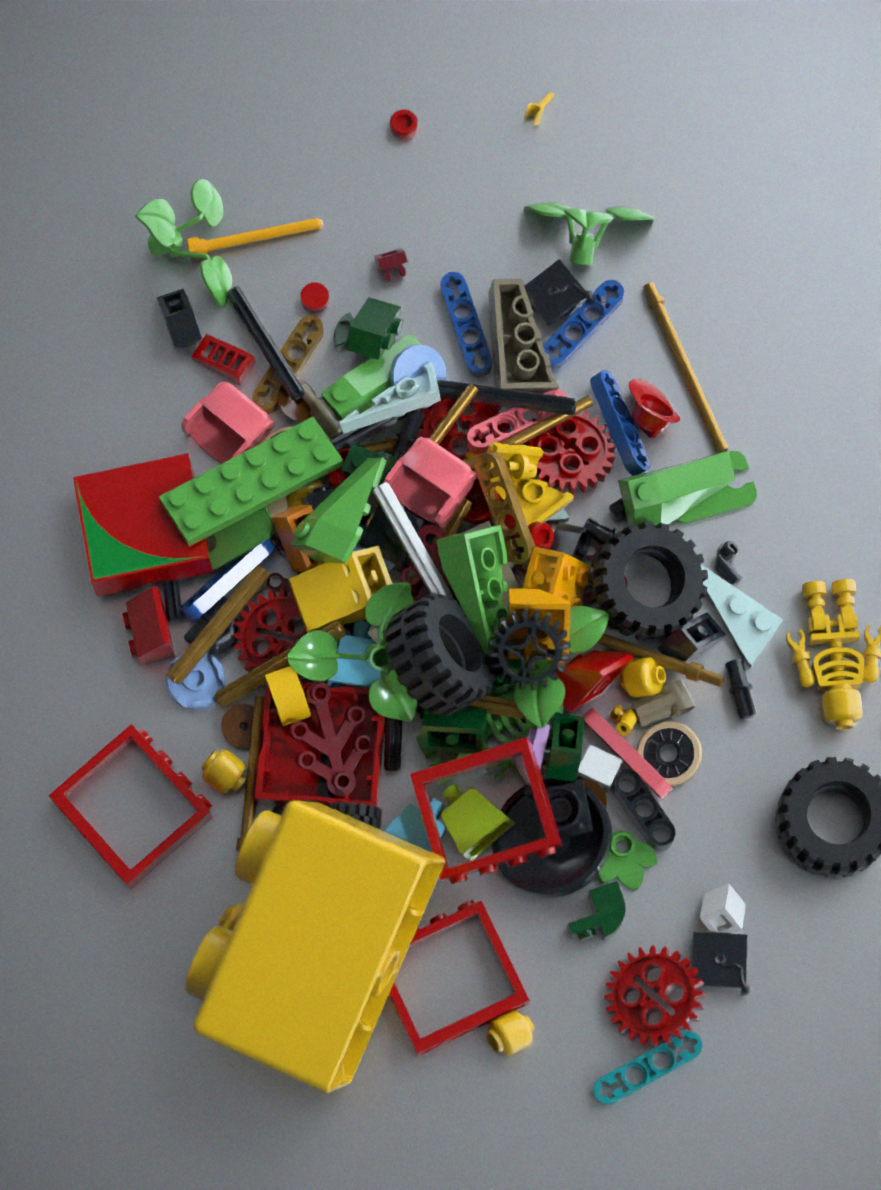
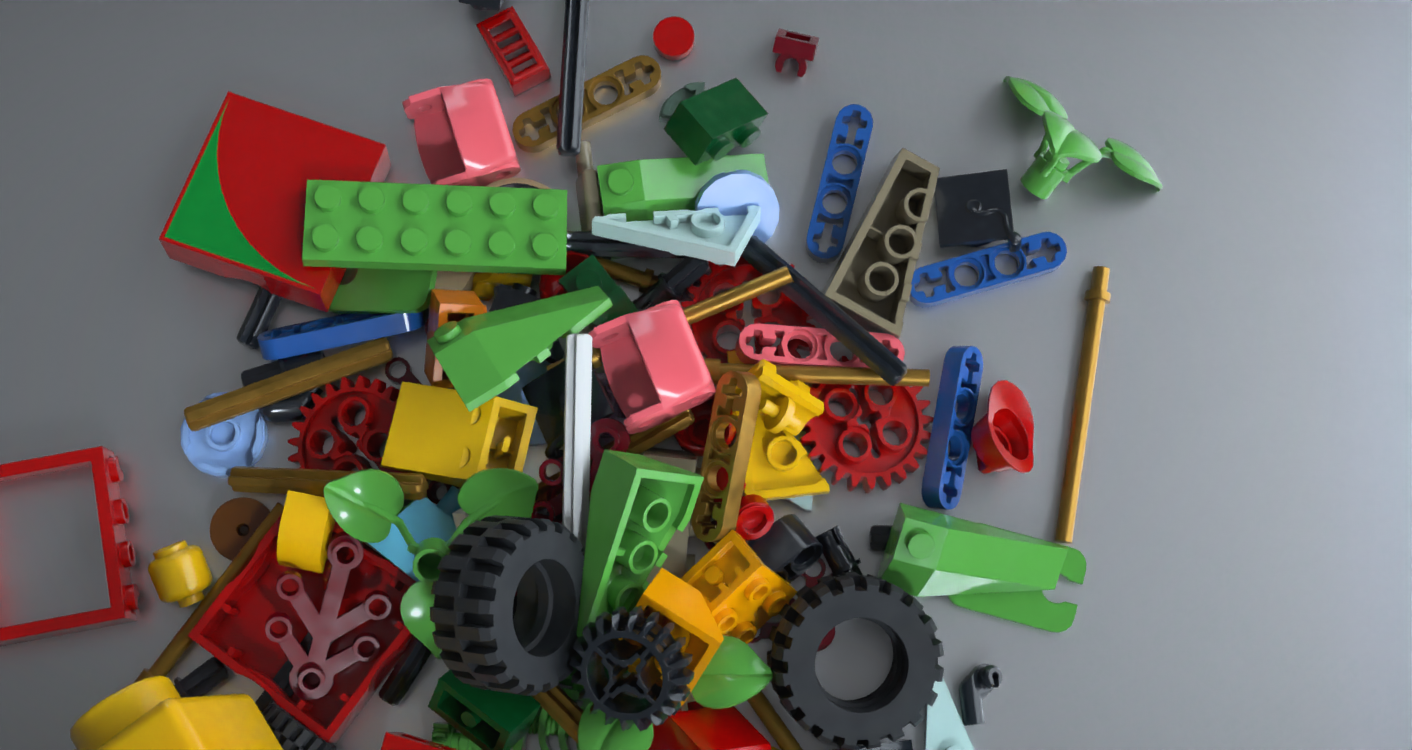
camera: 30 degrees right, 5 degrees up
(149, 628) = (205, 337): red slope -> none
(294, 410) = (563, 169): reddish brown piece -> none

